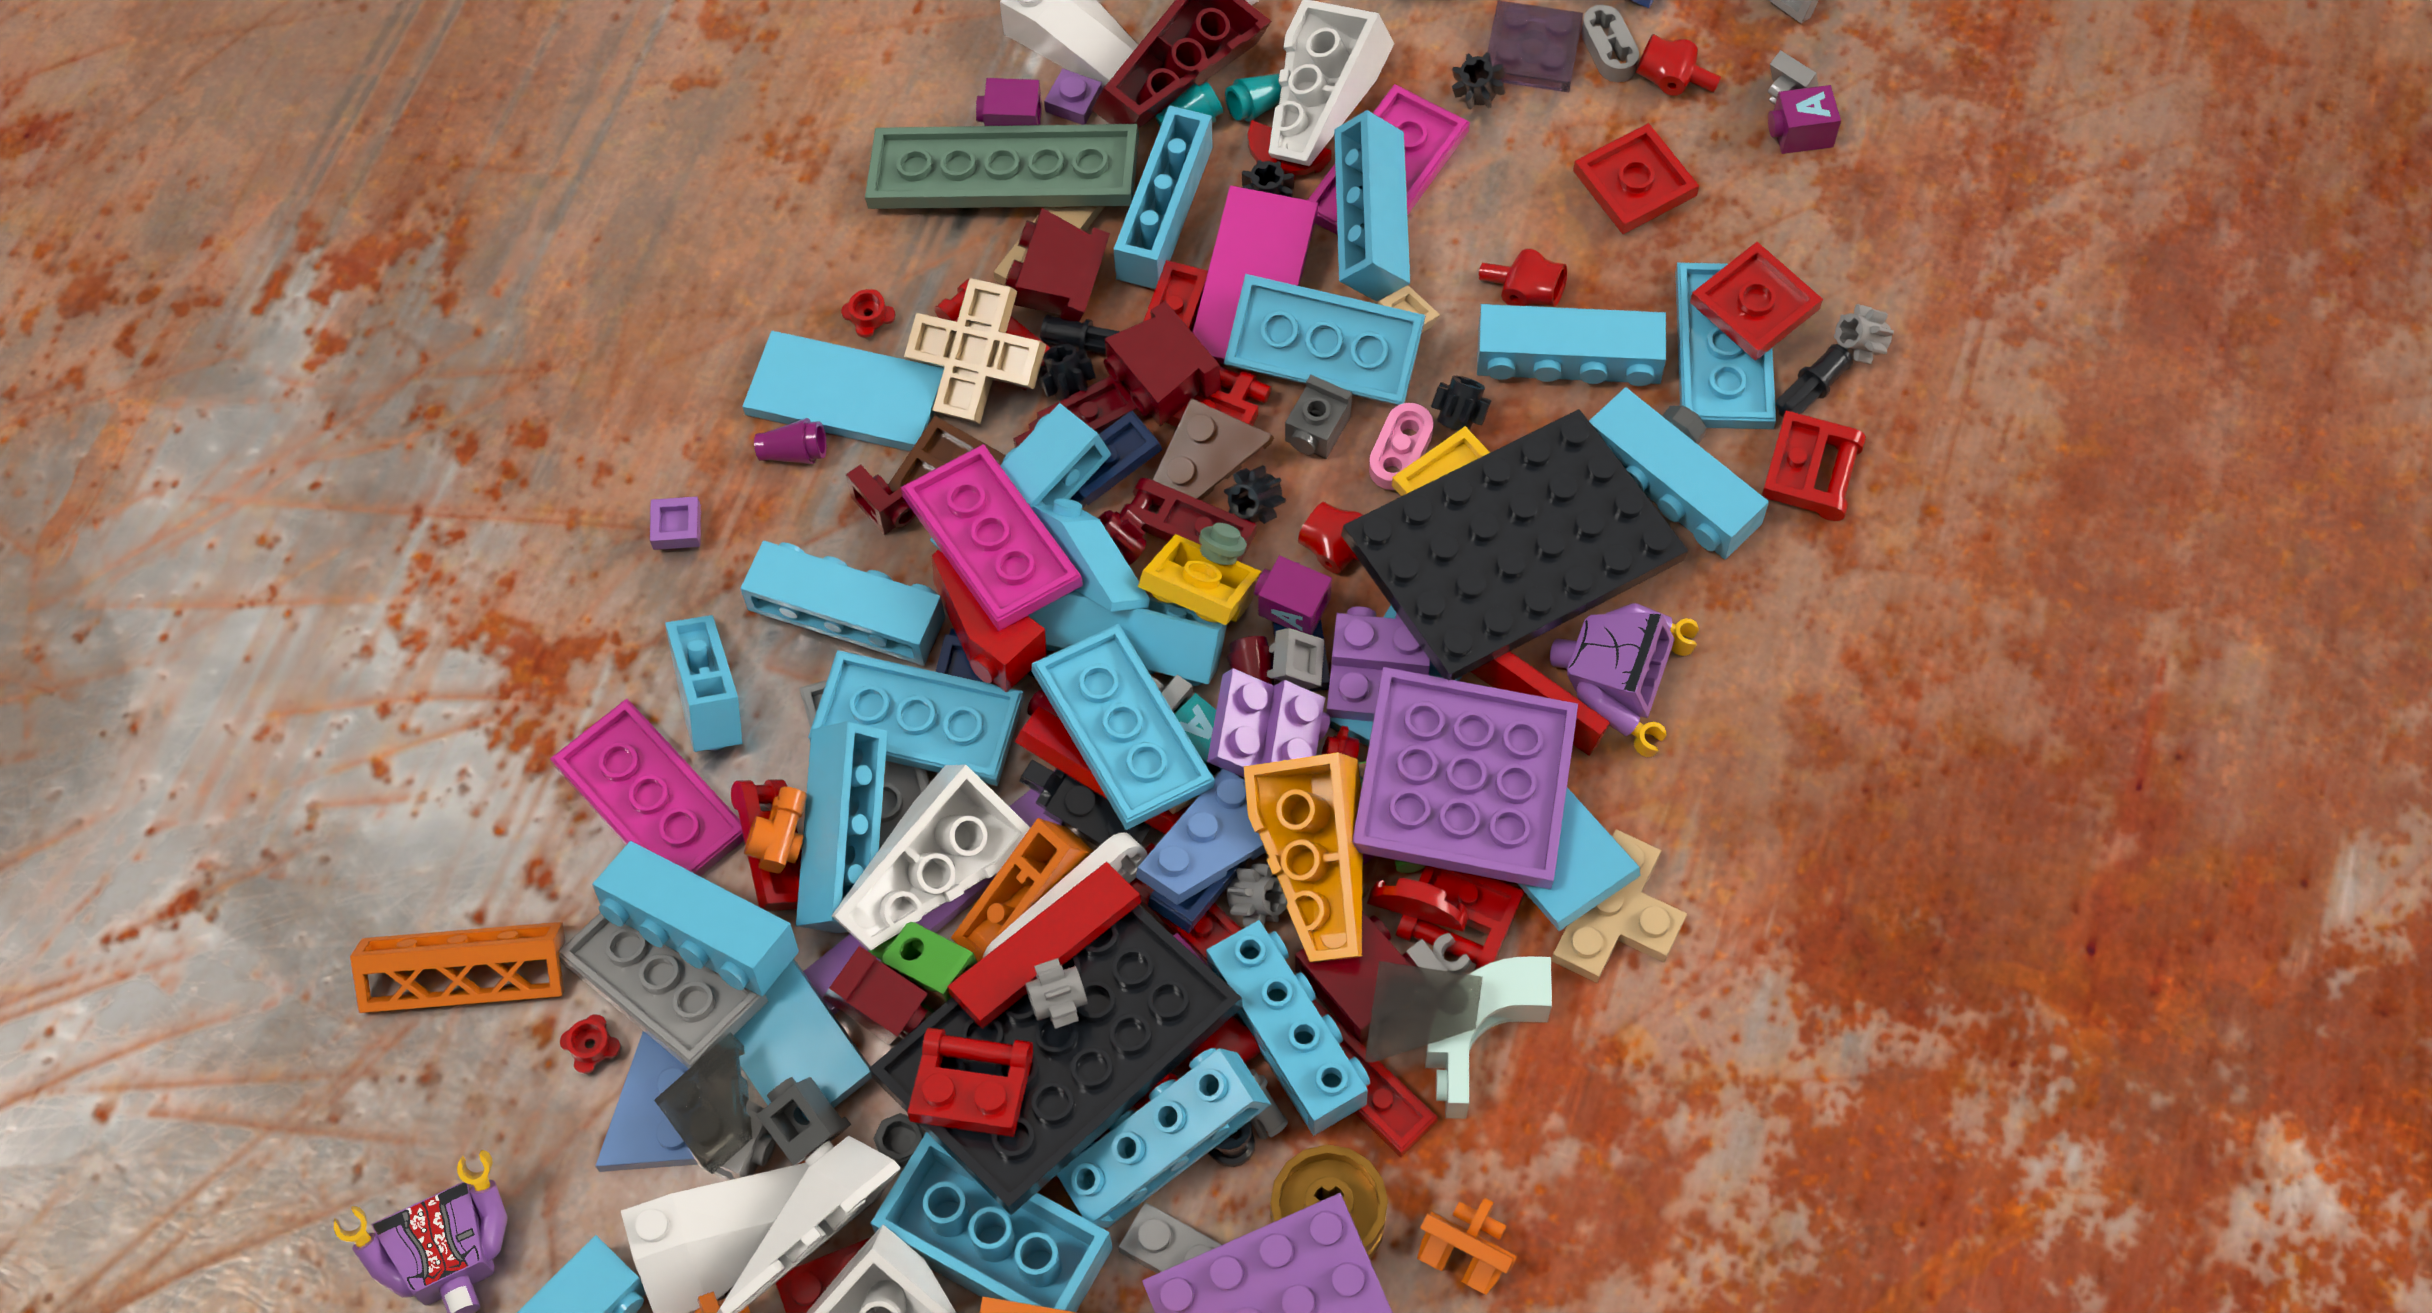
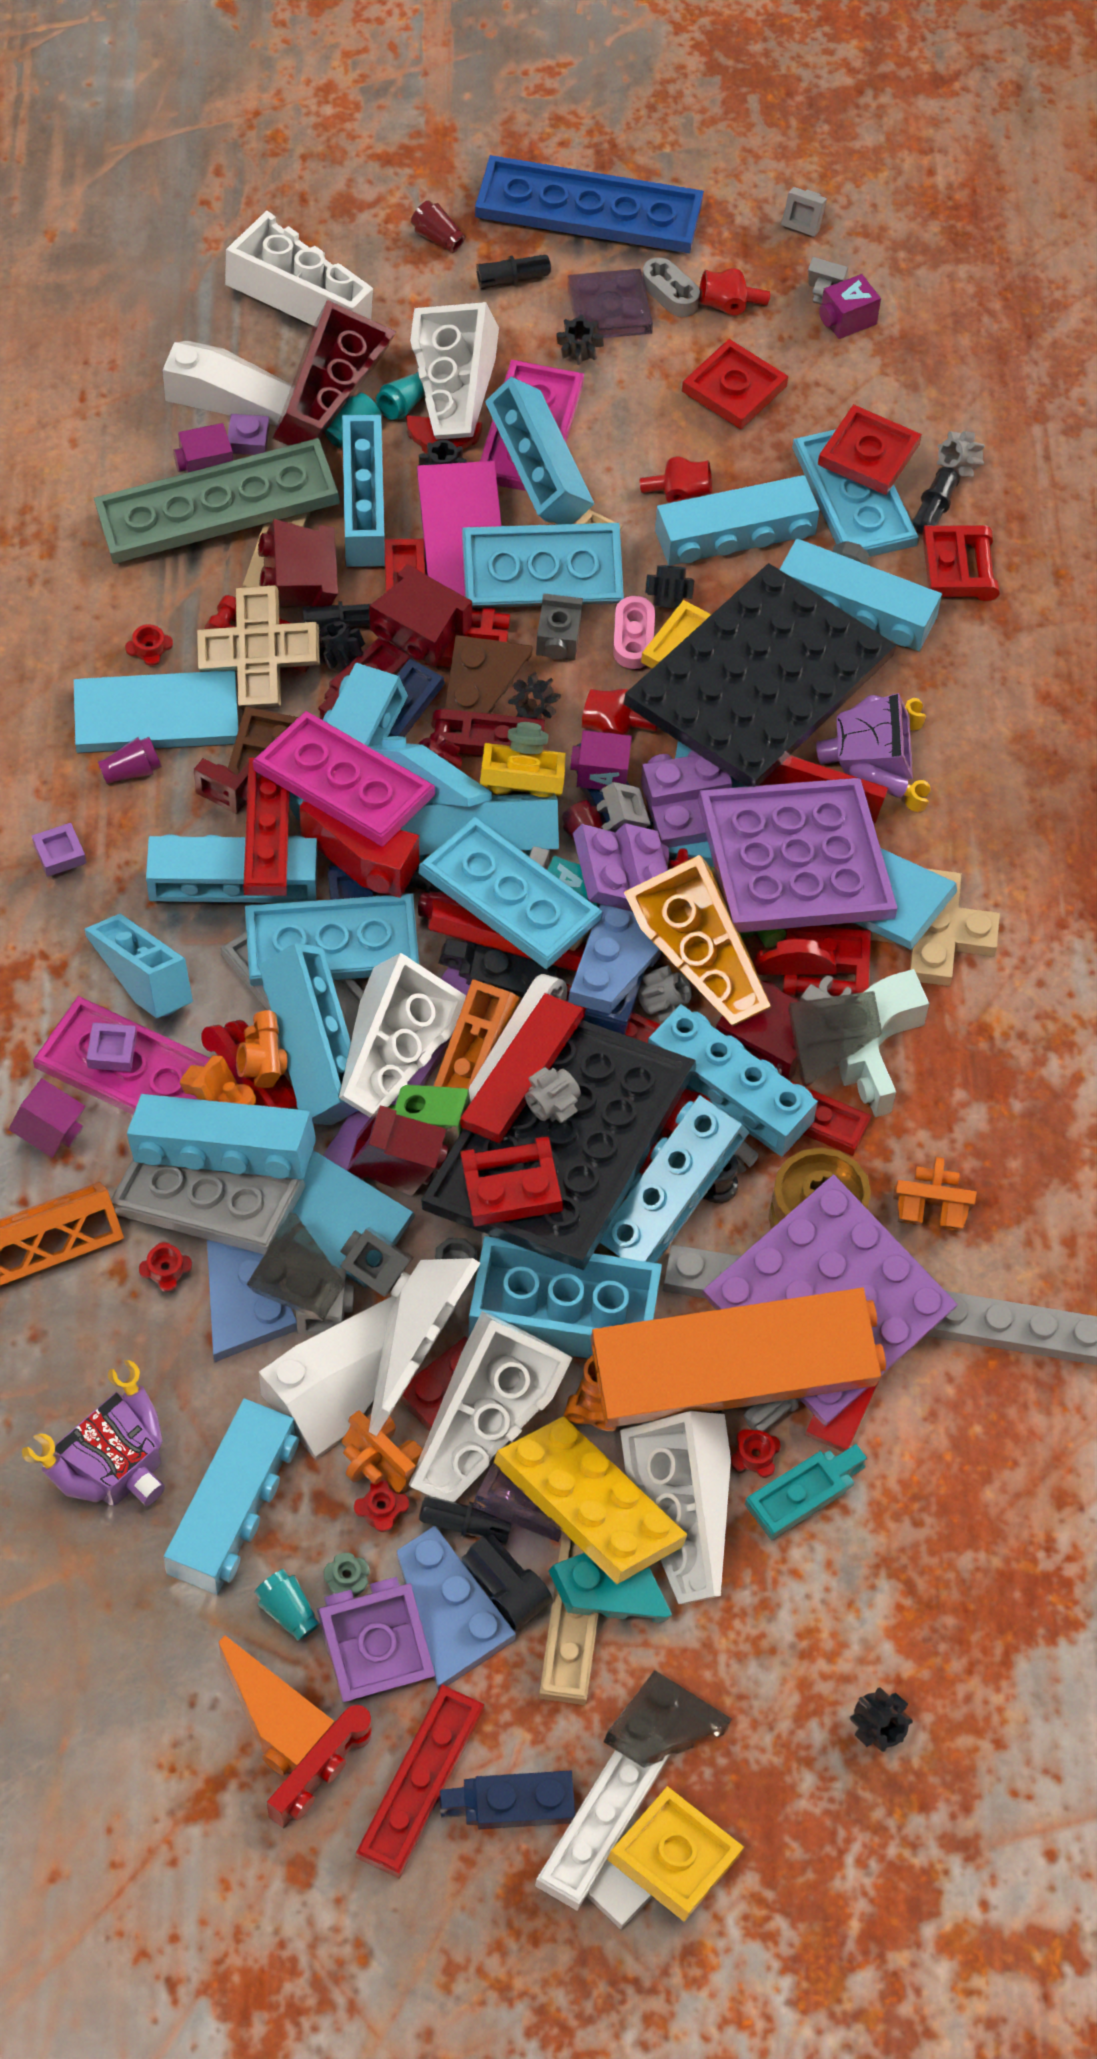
camera: 25 degrees left, 5 degrees down
(531, 834) = (48, 1118): none -> magenta brick
(629, 772) = (111, 1047): none -> medium lavender plate
(715, 858) = (216, 1083): none -> orange hips
(883, 580) = (266, 836): none -> red tile

